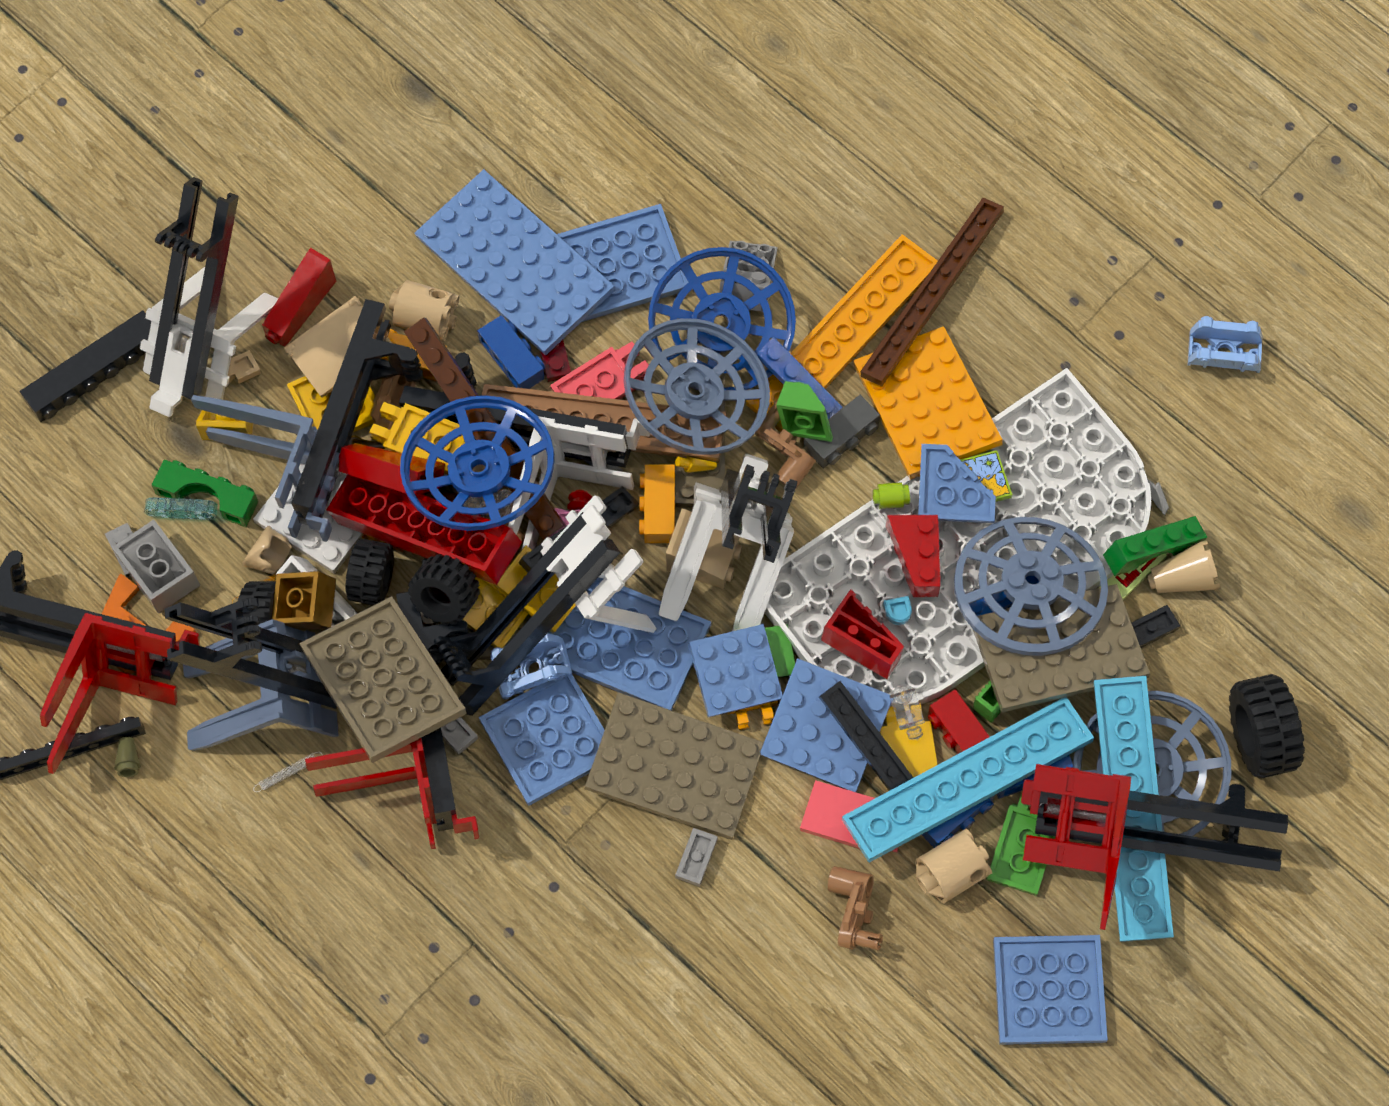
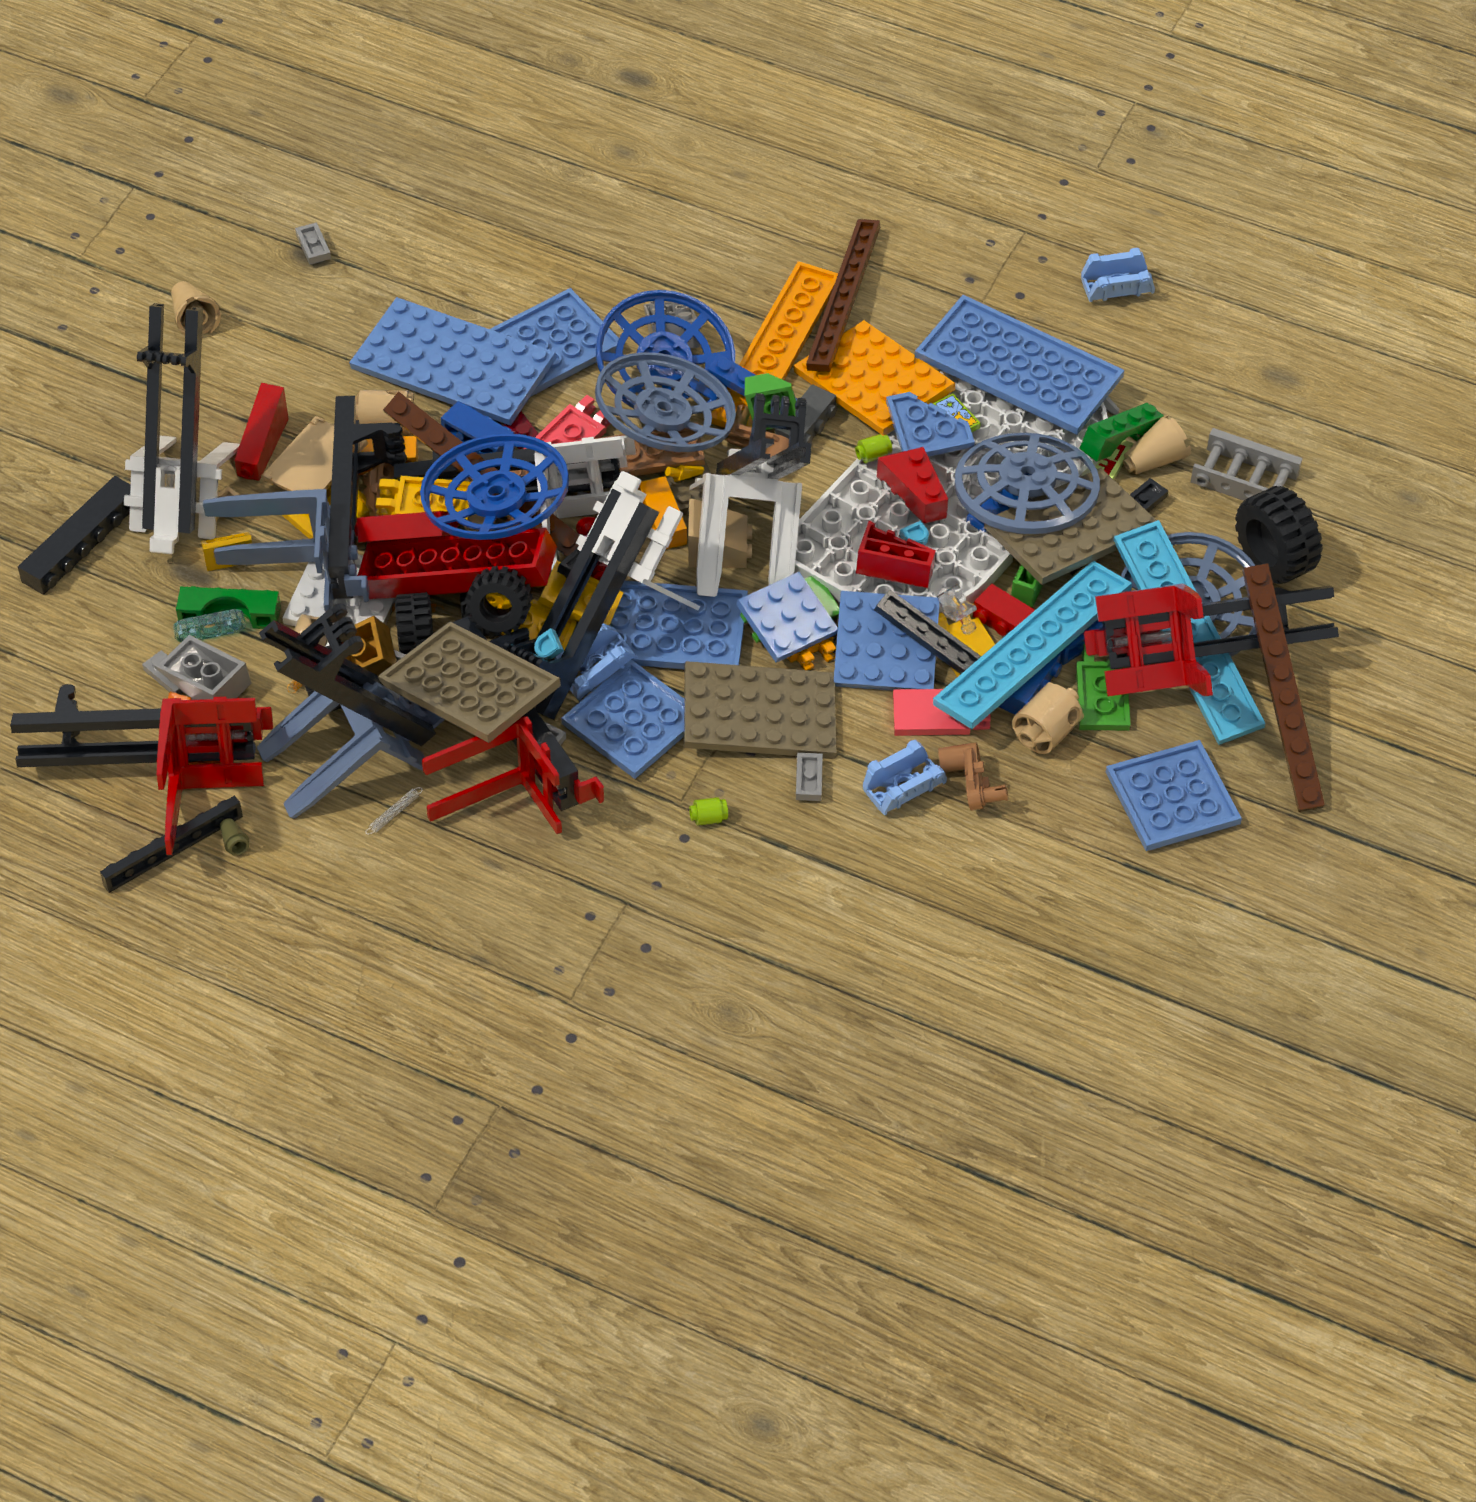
camera: 20 degrees left, 15 degrees down
(281, 129) = (187, 296): none -> tan cone
(425, 77) = (313, 243): none -> light grey plate
(481, 647) = (548, 645): none -> medium azure tile
(585, 867) = (708, 811): none -> lime brick
(786, 877) = (898, 769): none -> light blue piece
(1079, 433) = (1019, 364): none -> medium blue plate
(1199, 913) = (1283, 688): none -> reddish brown plate
(1278, 600) = (1248, 452): none -> light grey fence

